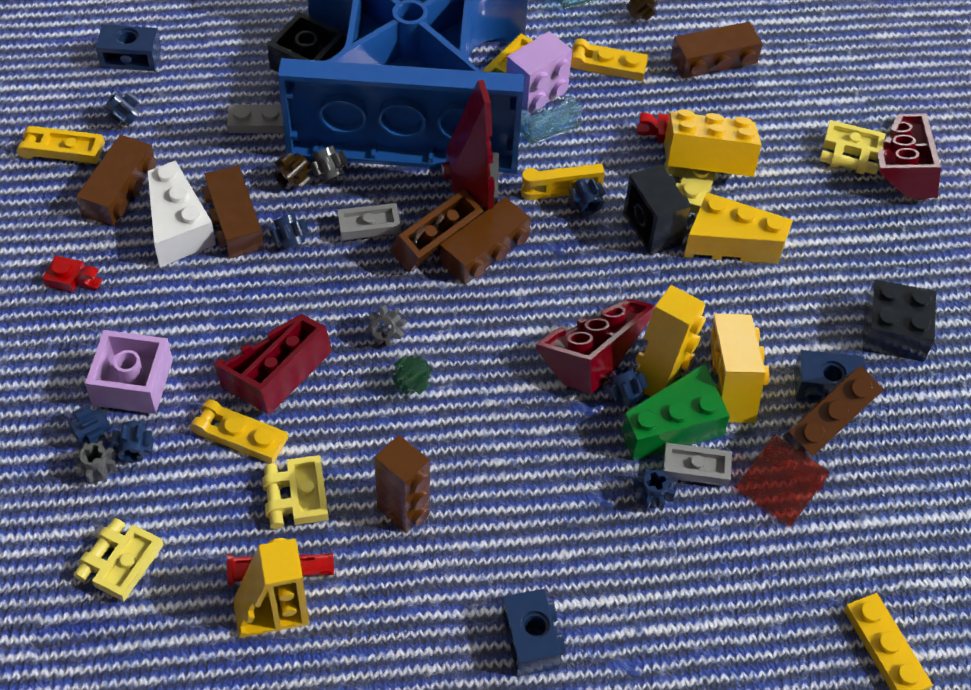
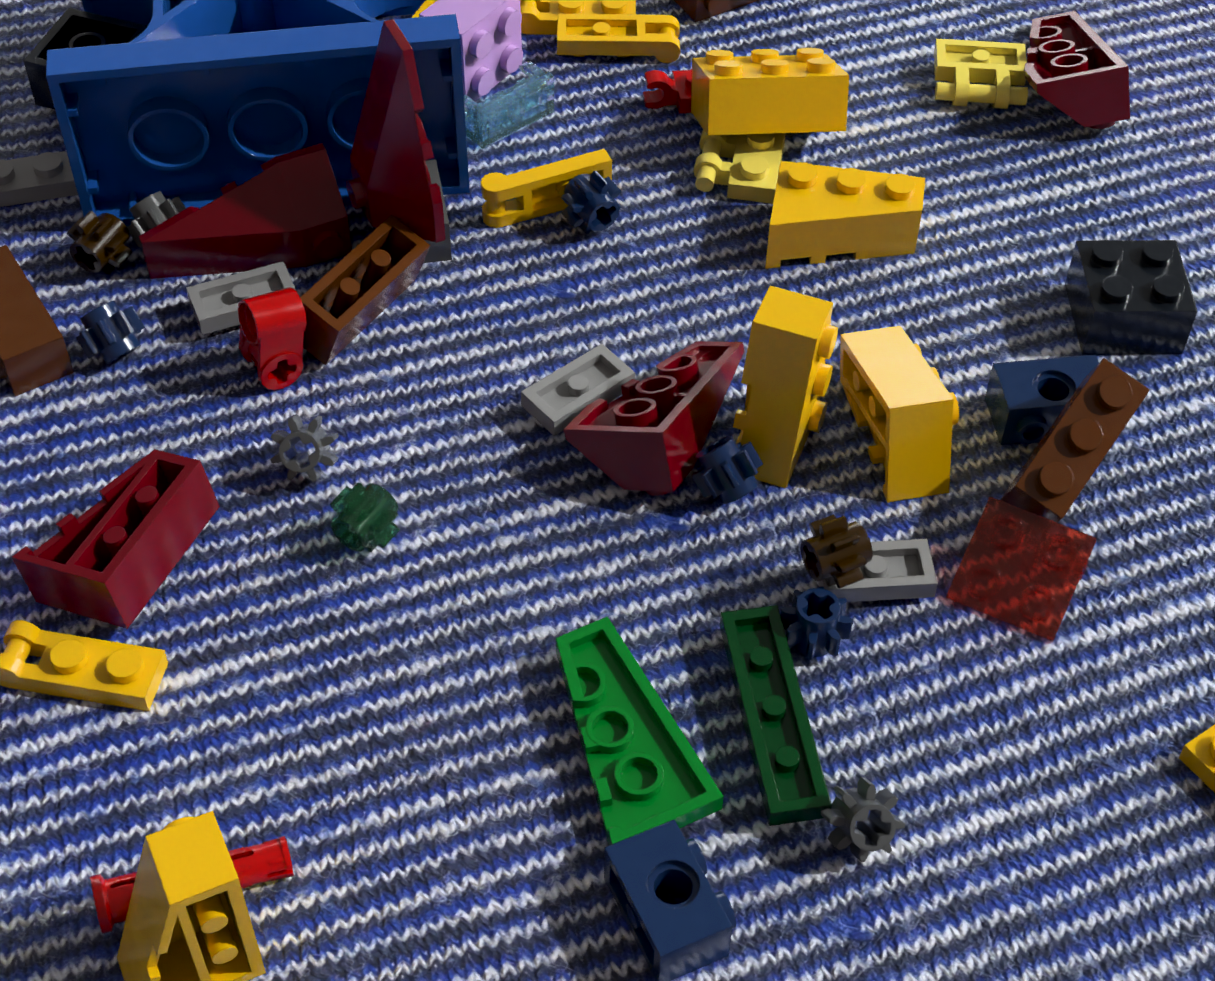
camera: 10 degrees left, 5 degrees down
(306, 489) = (218, 741): light yellow plate -> none
(381, 252) = (273, 336): none -> red piece
(397, 176) = (277, 216): none -> dark red wedge
(403, 484) = (387, 689): reddish brown brick -> none
(485, 241) = (441, 294): reddish brown brick -> none
(533, 540) = (630, 741): none -> green wing
(551, 315) = (571, 388): none -> light grey plate
(617, 538) = (774, 716): none -> dark green plate
(631, 82) = (619, 35): none -> yellow plate
(655, 616) = (872, 831): none -> dark grey gear
(656, 209) = (707, 199): black brick -> none
(674, 450) = (836, 551): none -> dark brown gear
(679, 414) = (834, 474): green wedge -> none

